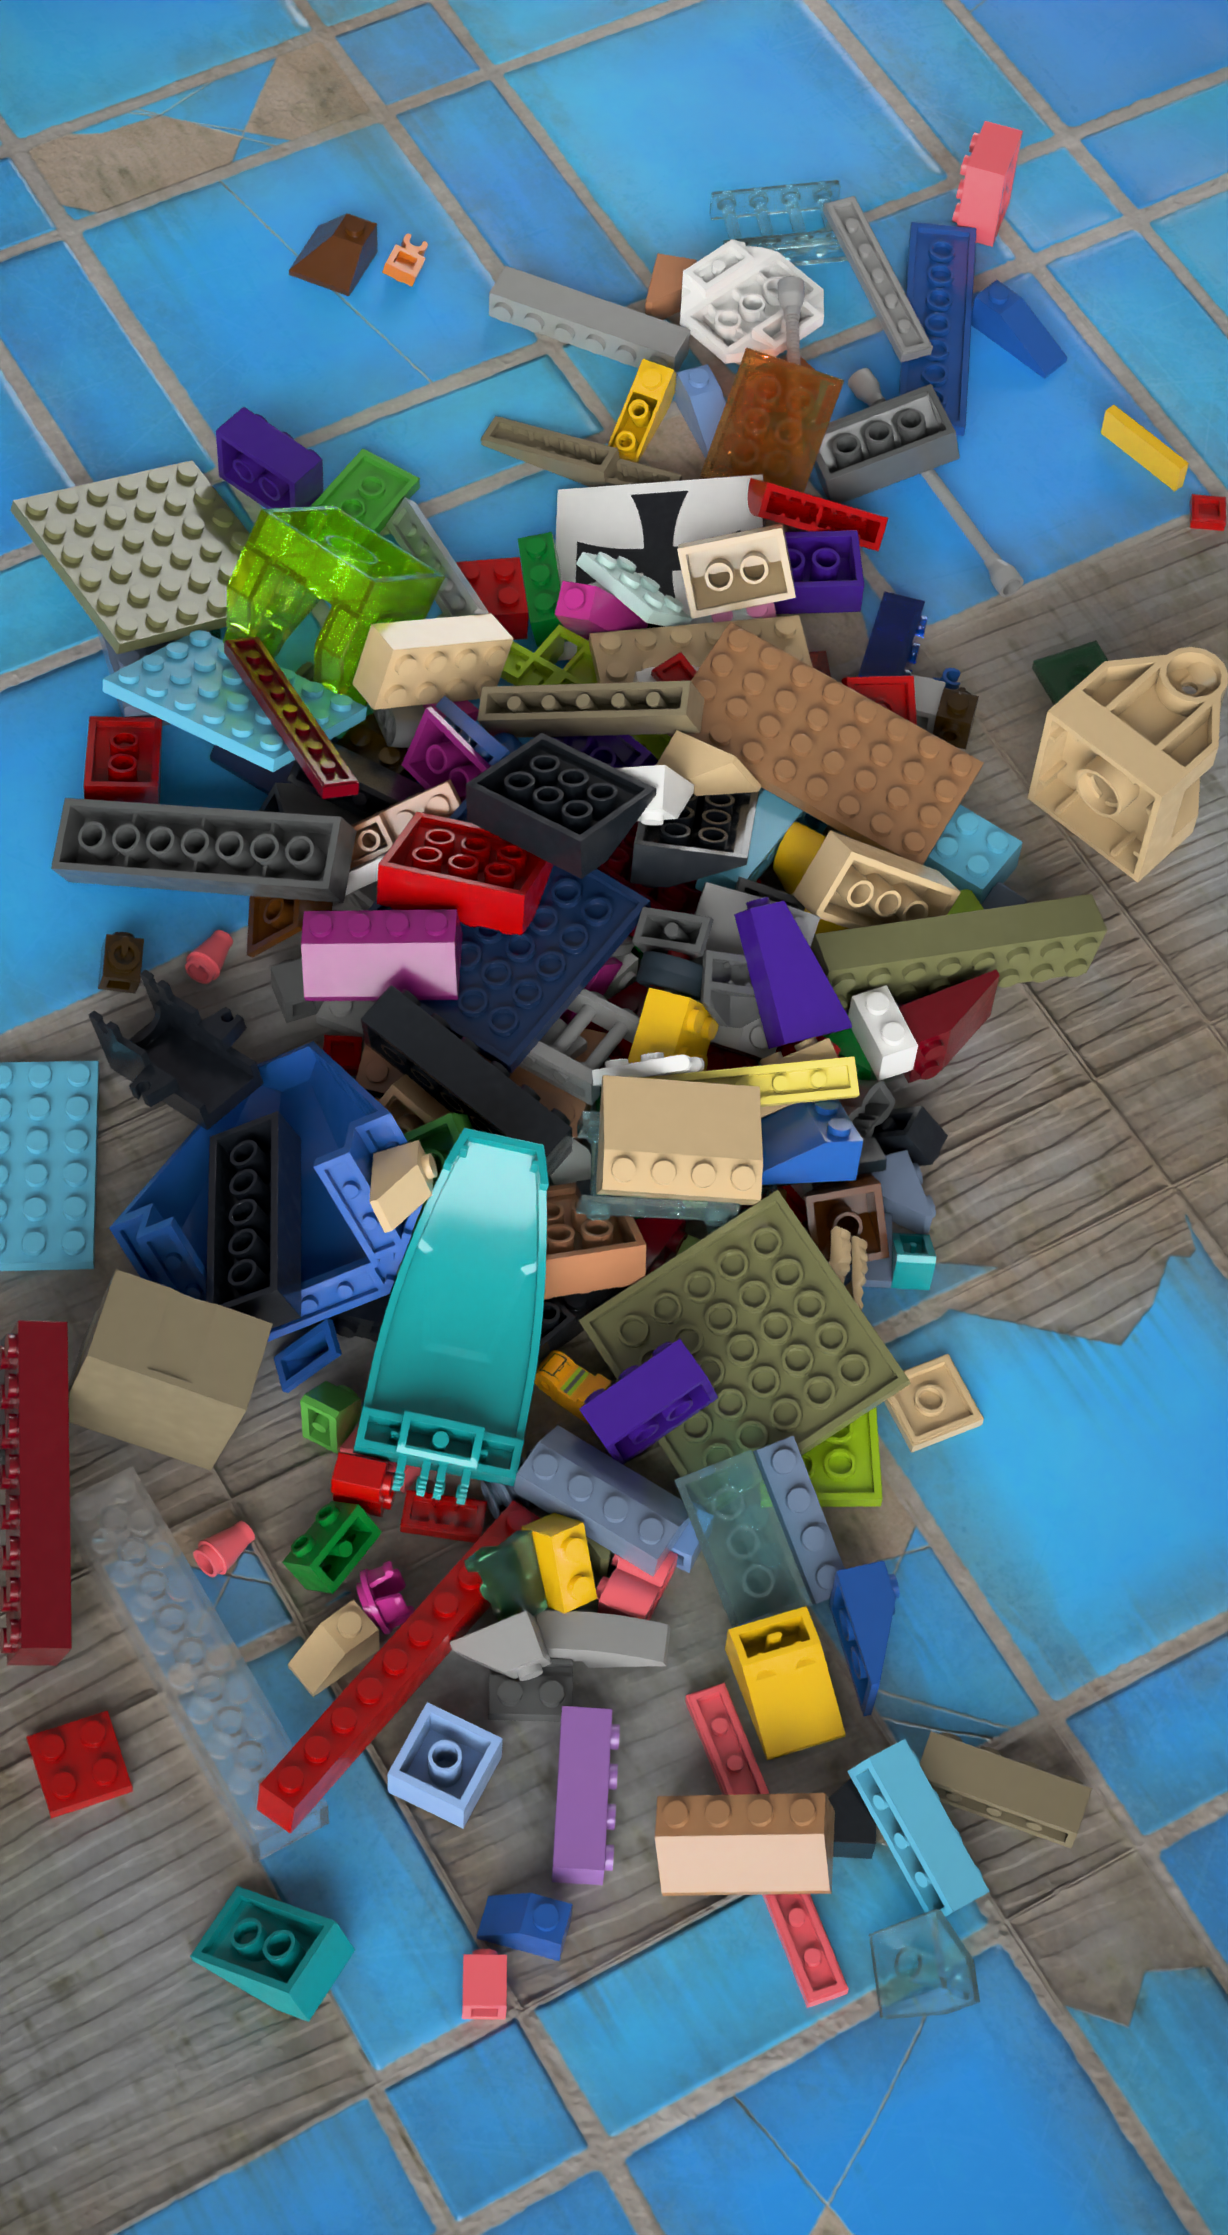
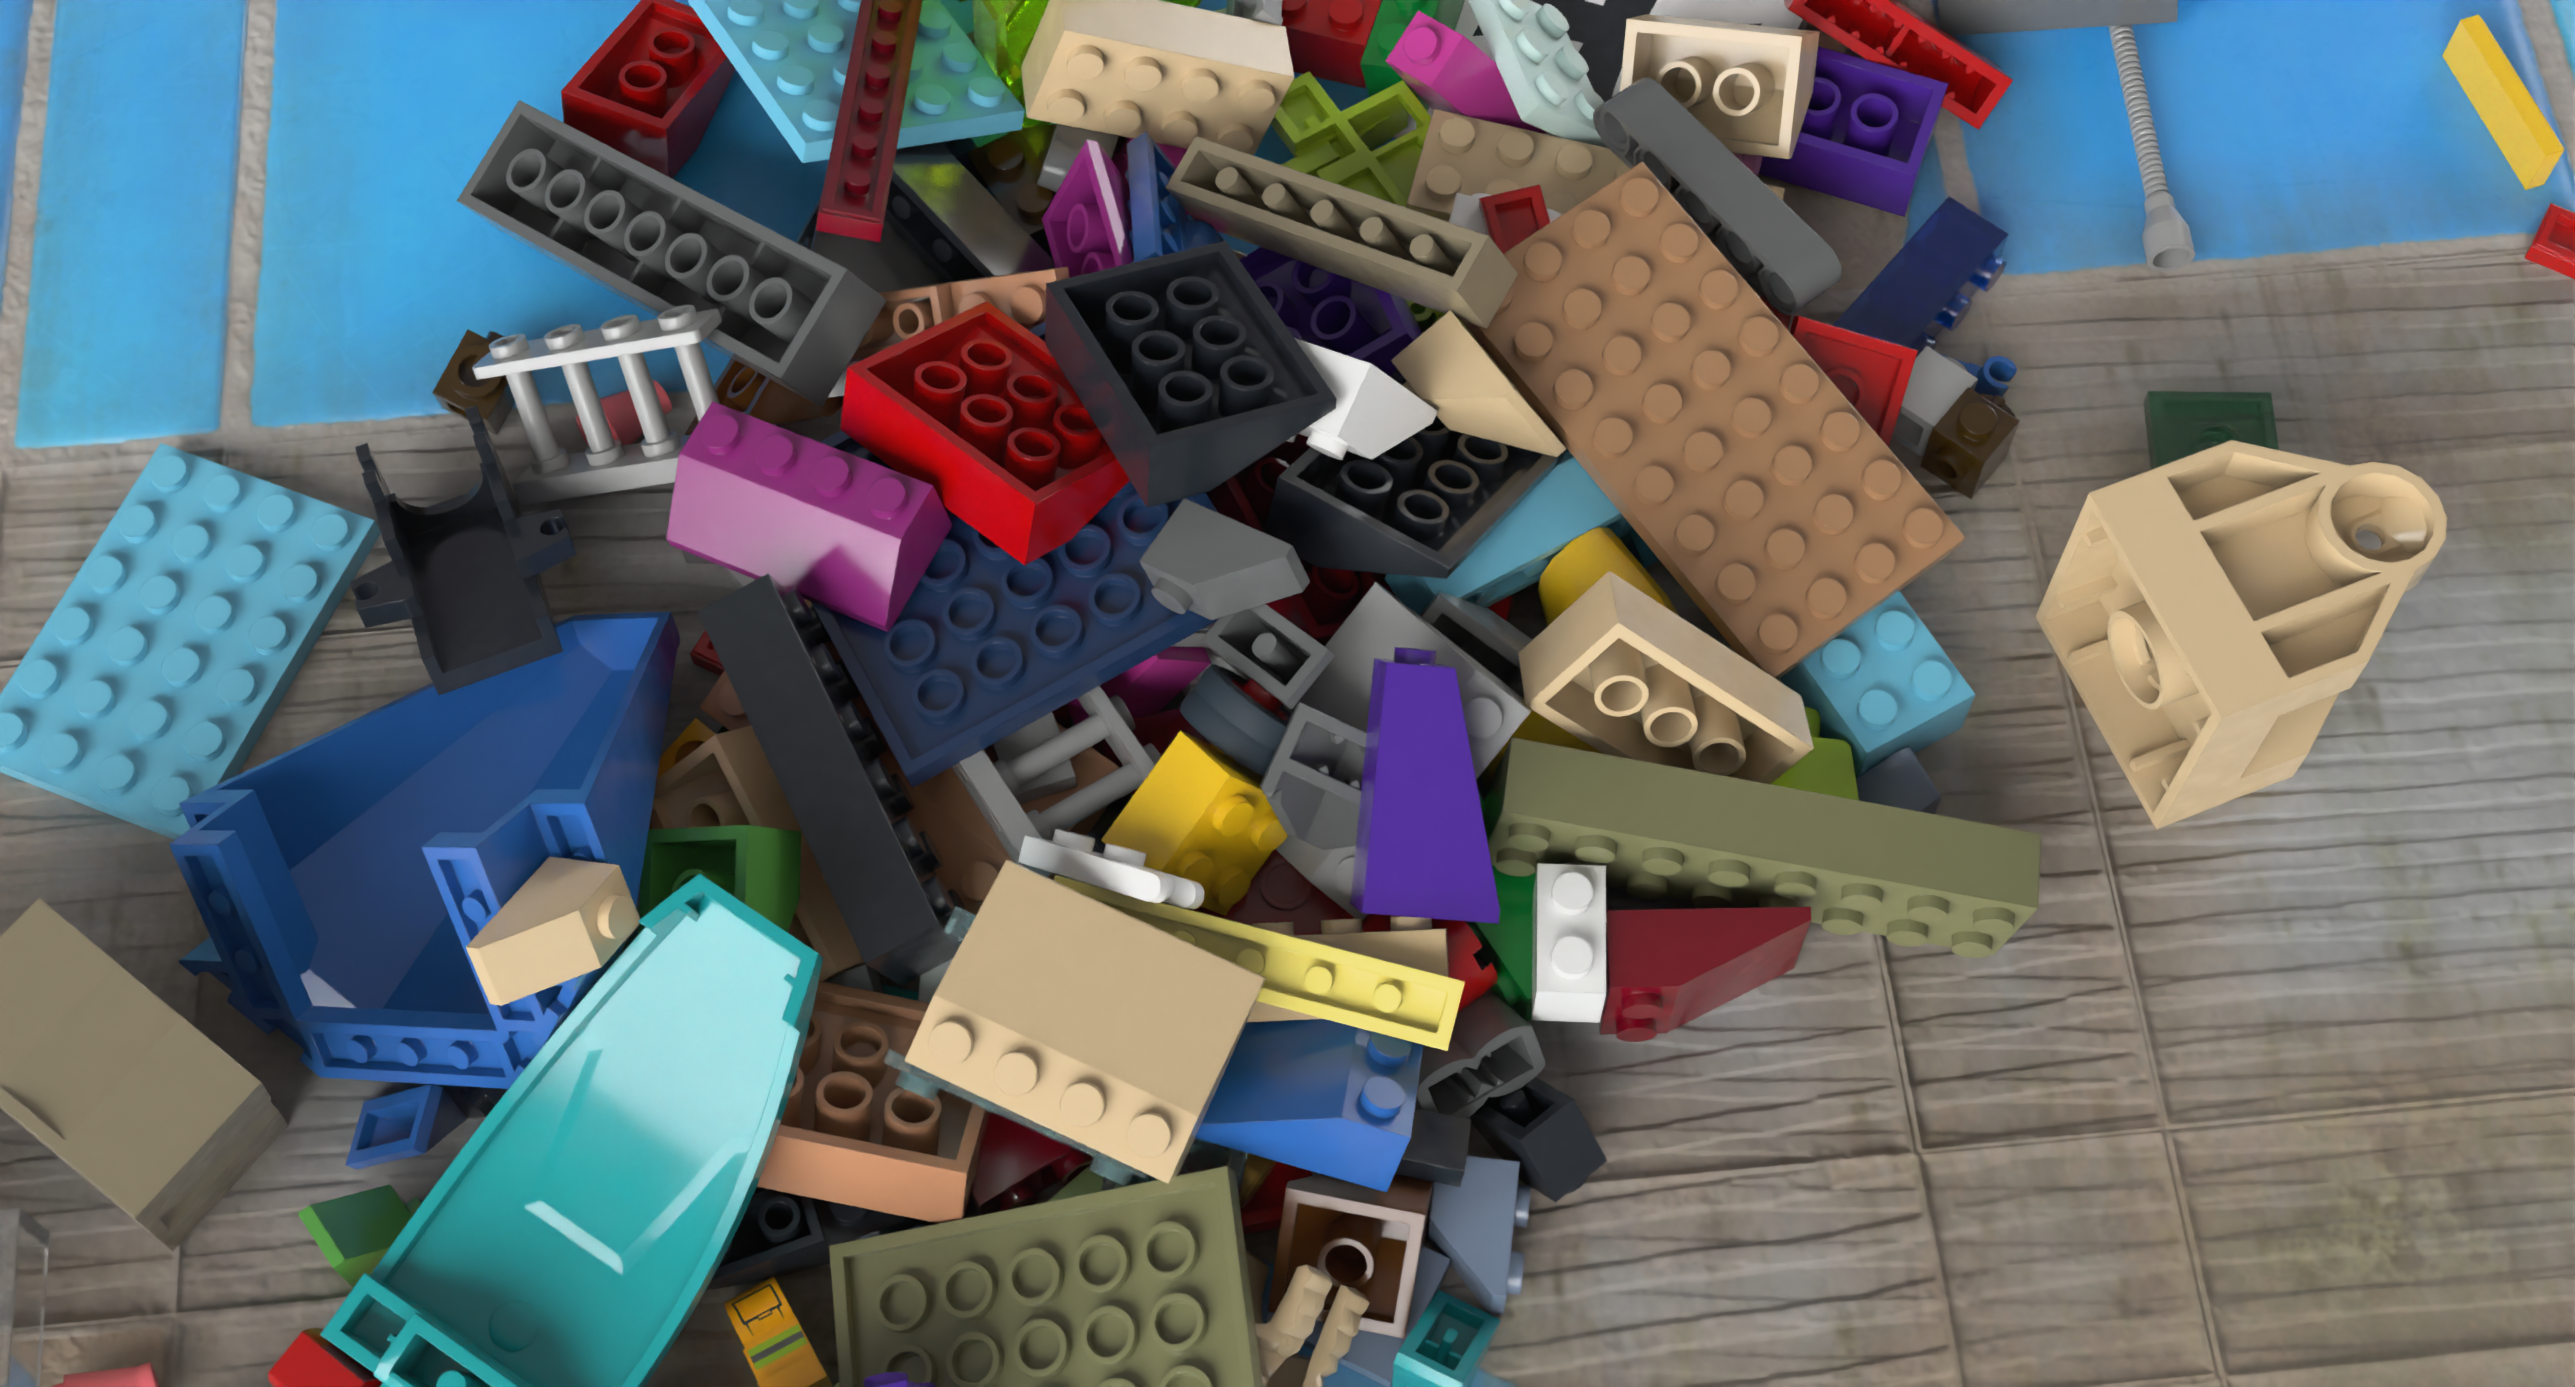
camera: 30 degrees right, 5 degrees up
(224, 979) = (606, 463): none -> light grey fence
(255, 1220) = (370, 907): black brick -> none
(630, 896) = (1219, 564): none -> dark grey slope
(821, 647) = (1721, 195): none -> dark grey beam

